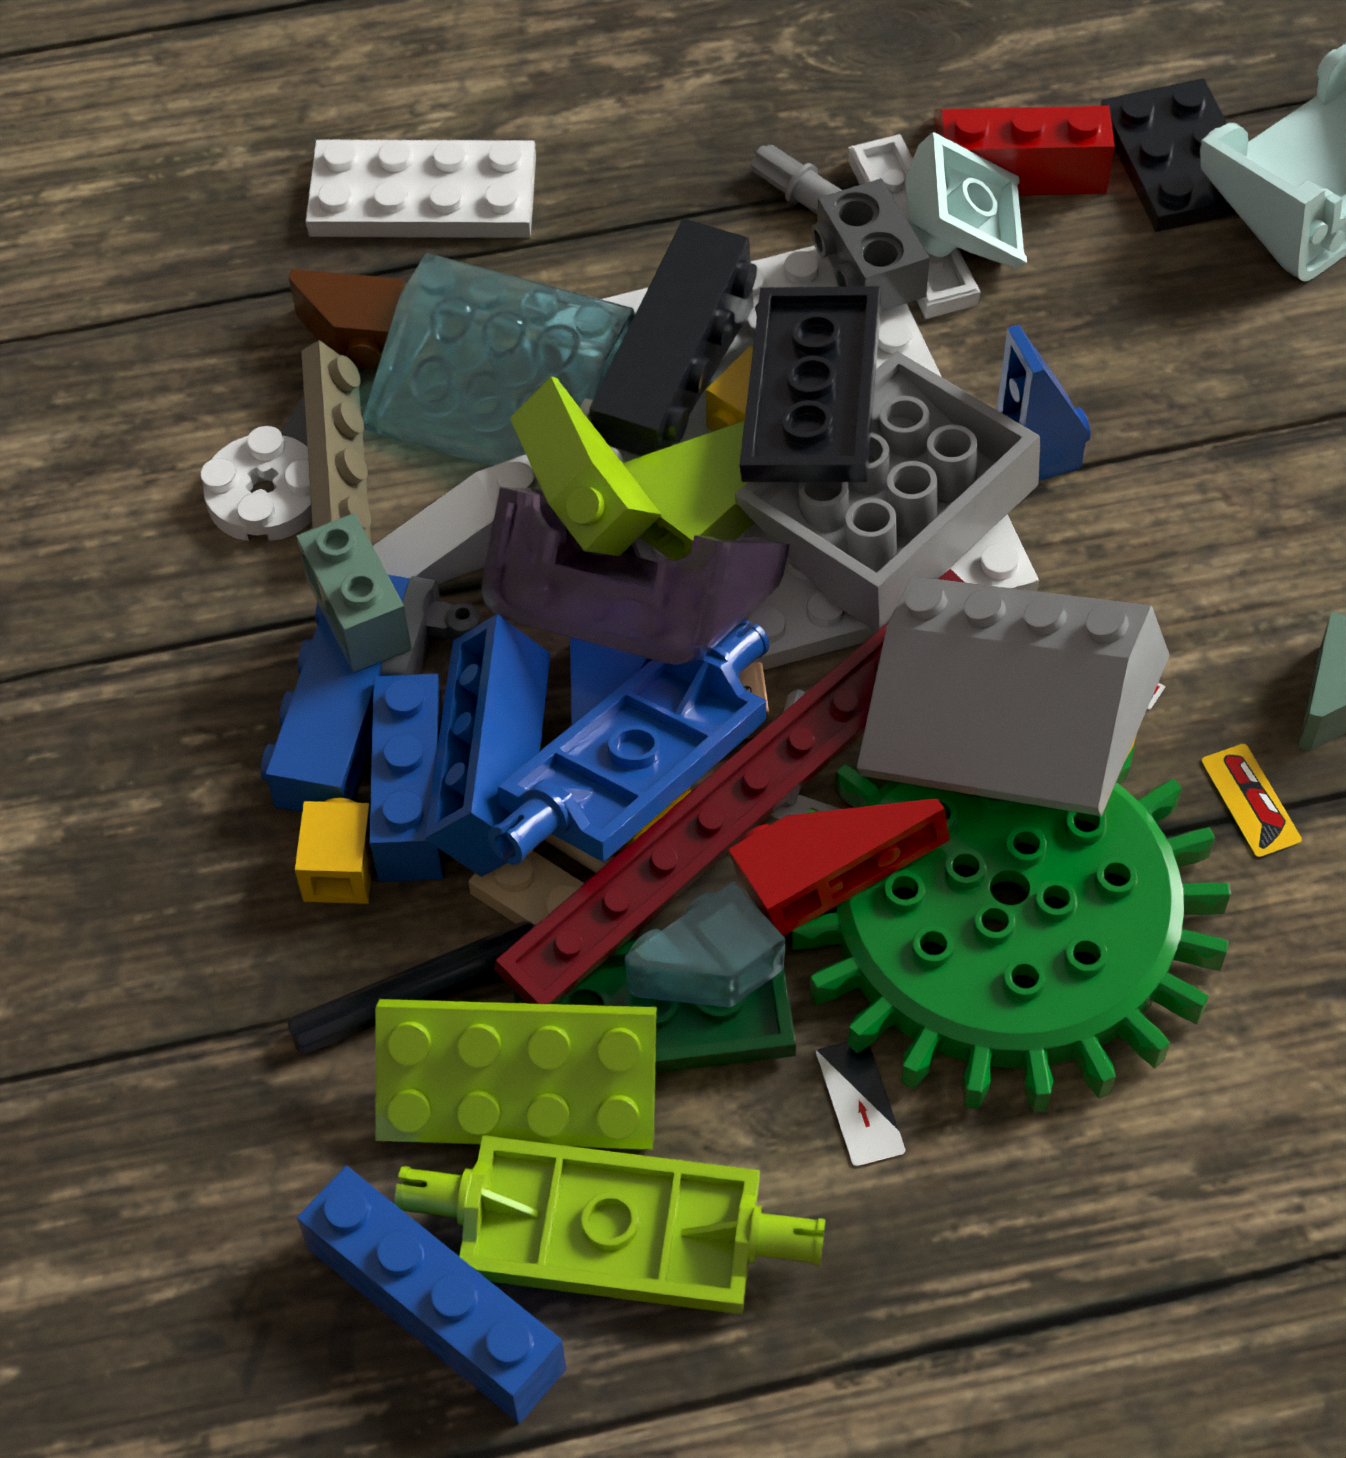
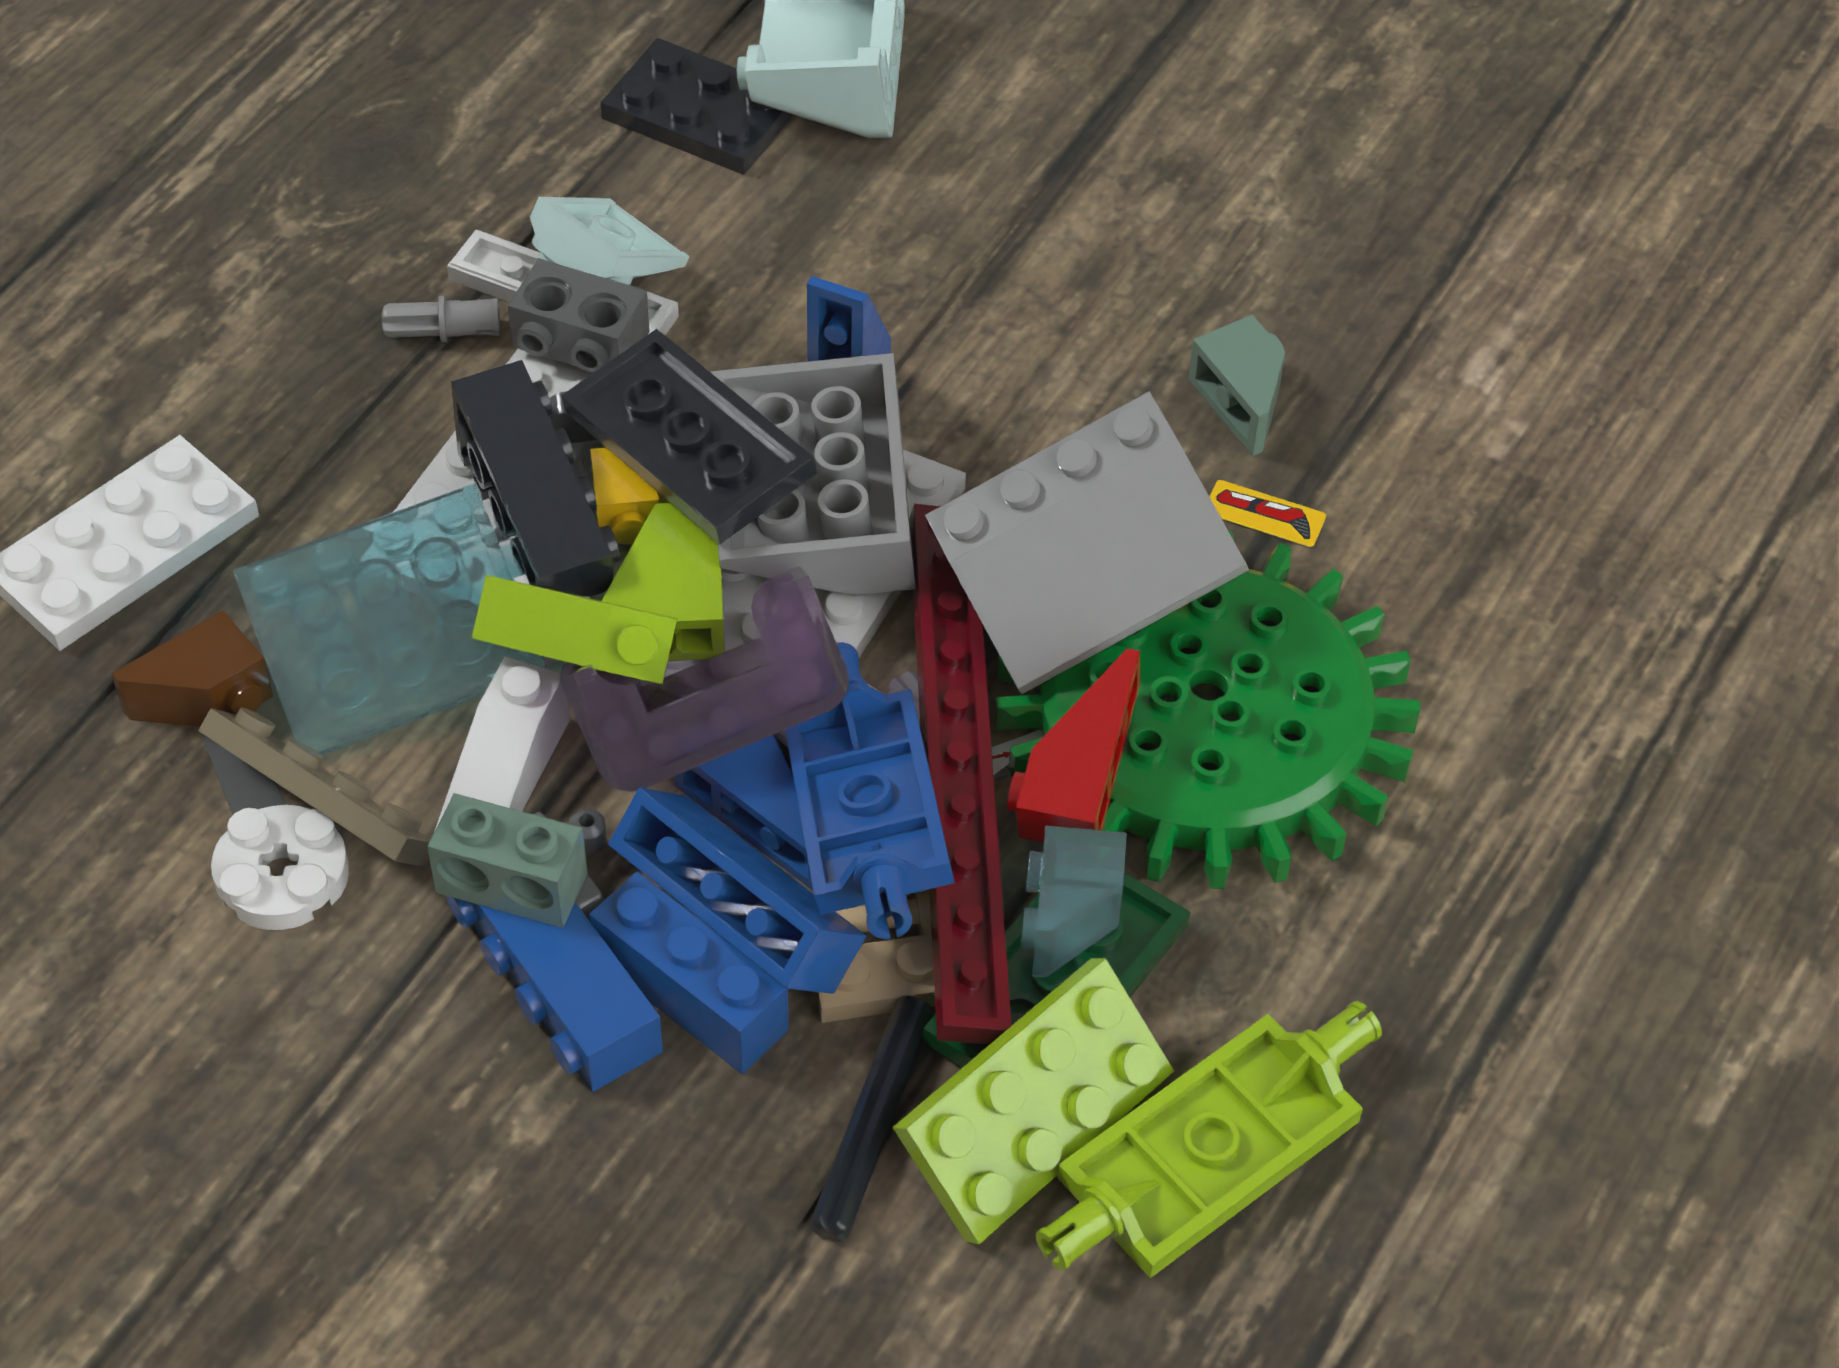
camera: 50 degrees left, 5 degrees down
(334, 852) = (698, 1072): yellow brick -> none
(433, 1294) = (1157, 1298): blue brick -> none
(860, 1103) = (1261, 921): white sticker -> none
(1046, 147) = (608, 155): red slope -> none

